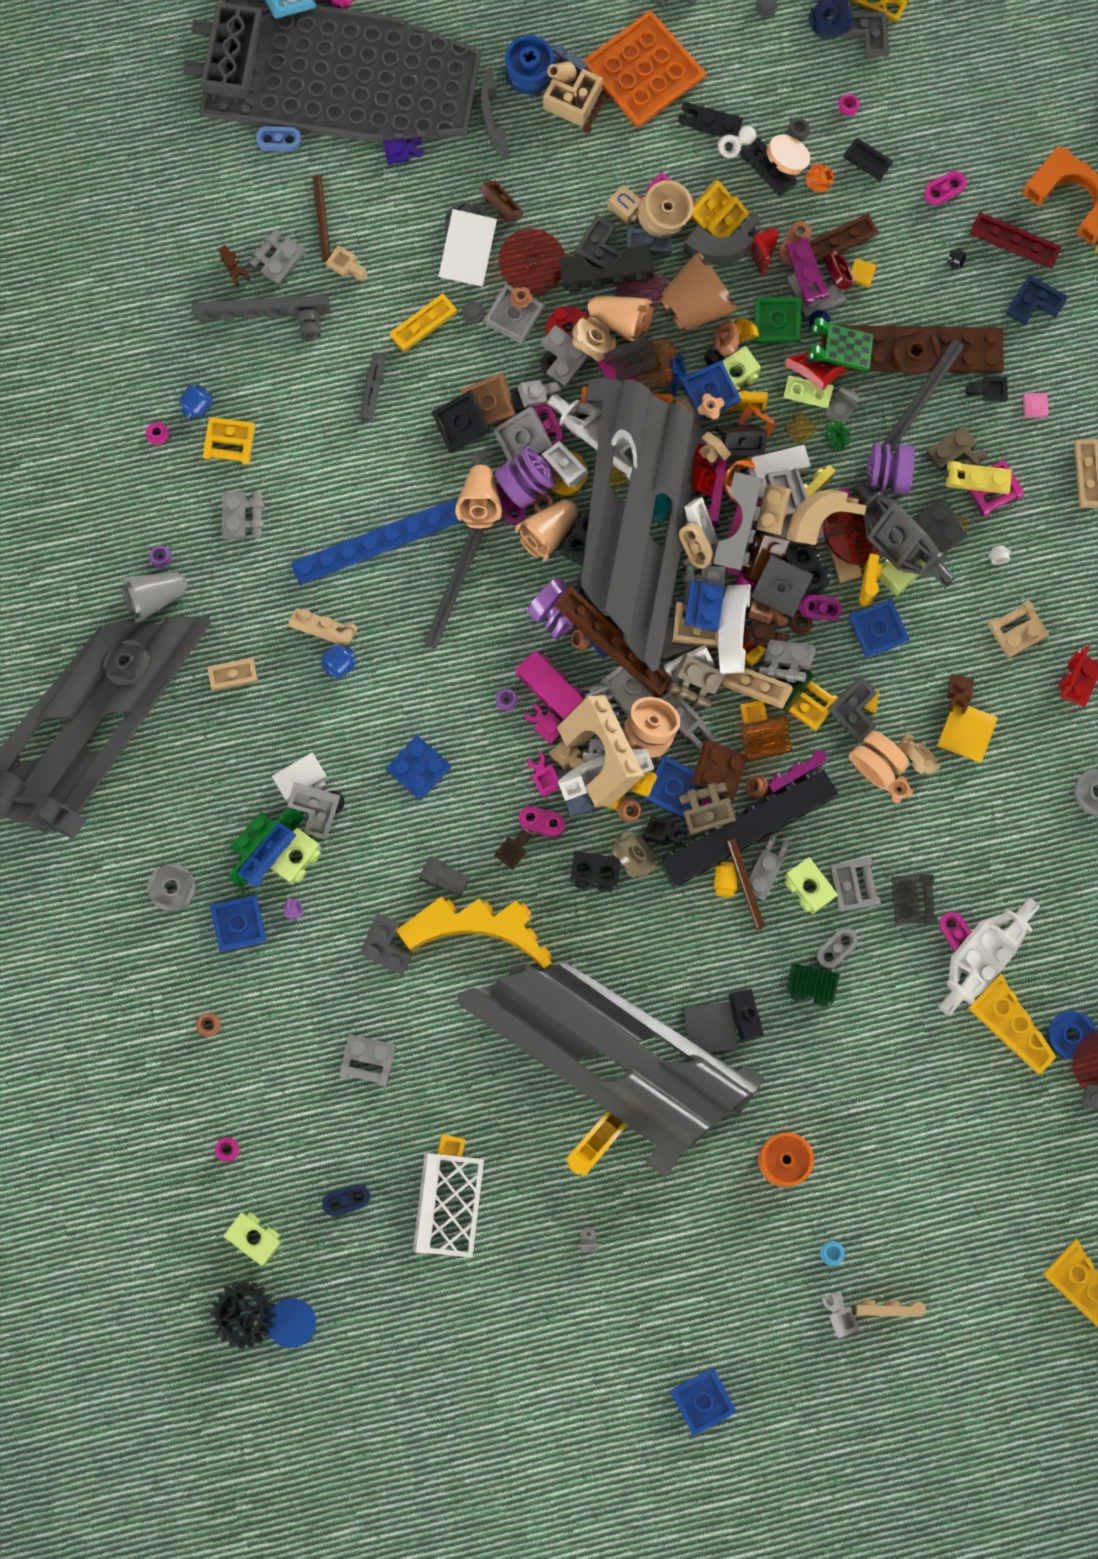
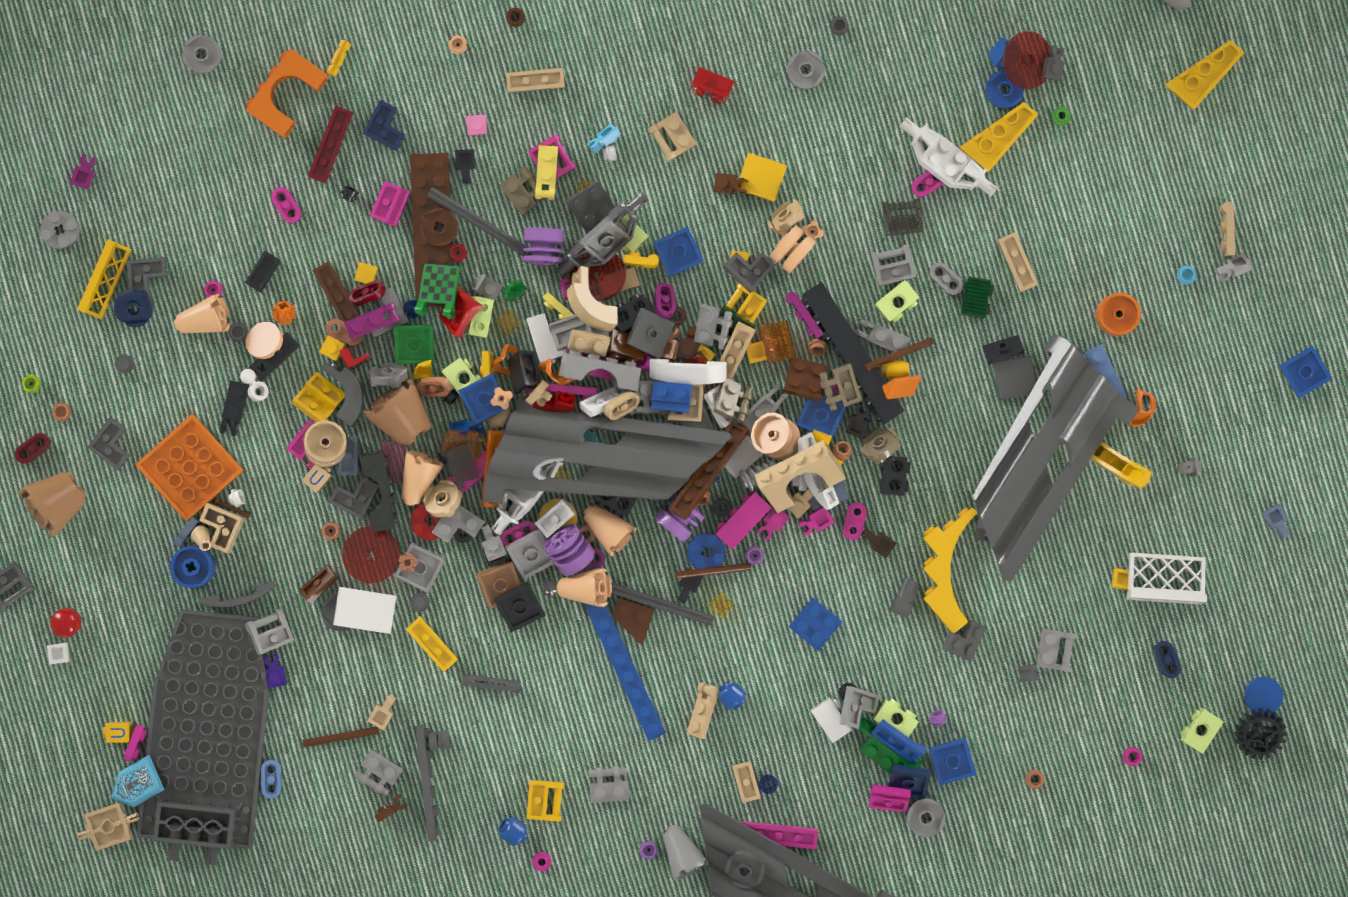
camera: 90 degrees left, 10 degrees up
(164, 717) = (787, 835): none -> dark pink plate
(198, 842) = (889, 798): none -> dark pink plate
(217, 866) = (910, 778): none -> dark blue plate
(228, 693) = (763, 779): none -> clear blue plate
(340, 1022) = (1028, 673): none -> dark grey wheel
(438, 554) = (633, 618): none -> reddish brown wing
(441, 144) = (271, 638): none -> light grey plate
(448, 656) = (721, 605): none -> clear yellow plate
(478, 620) = (688, 585): none -> black plate
(490, 647) = (713, 571): none -> reddish brown bar
(513, 629) = (711, 542): none -> blue plate
(517, 1351) = (1276, 518): none -> sand blue plate
(558, 214) = (325, 531): none -> nougat plate
(567, 656) = (721, 513): none -> black plate
(606, 118) = (237, 497): none -> white plate
(654, 1182) = (1143, 416): none -> orange piece
(704, 883) = (901, 387): none -> orange slope
(715, 1141) = (1099, 359): none -> medium blue plate
(741, 287) = (388, 374): none -> light grey plate
(781, 224) = (332, 347): none -> yellow brick
(818, 93) = (204, 317): none -> light nougat cone
(854, 1039) = (1017, 262): none -> tan plate
(884, 370) = (463, 253): none -> red plate
(944, 302) = (390, 204): none -> dark pink plate
(1020, 552) = (605, 137): none -> medium azure plate
(1029, 1104) = (1057, 120): none -> bright green plate

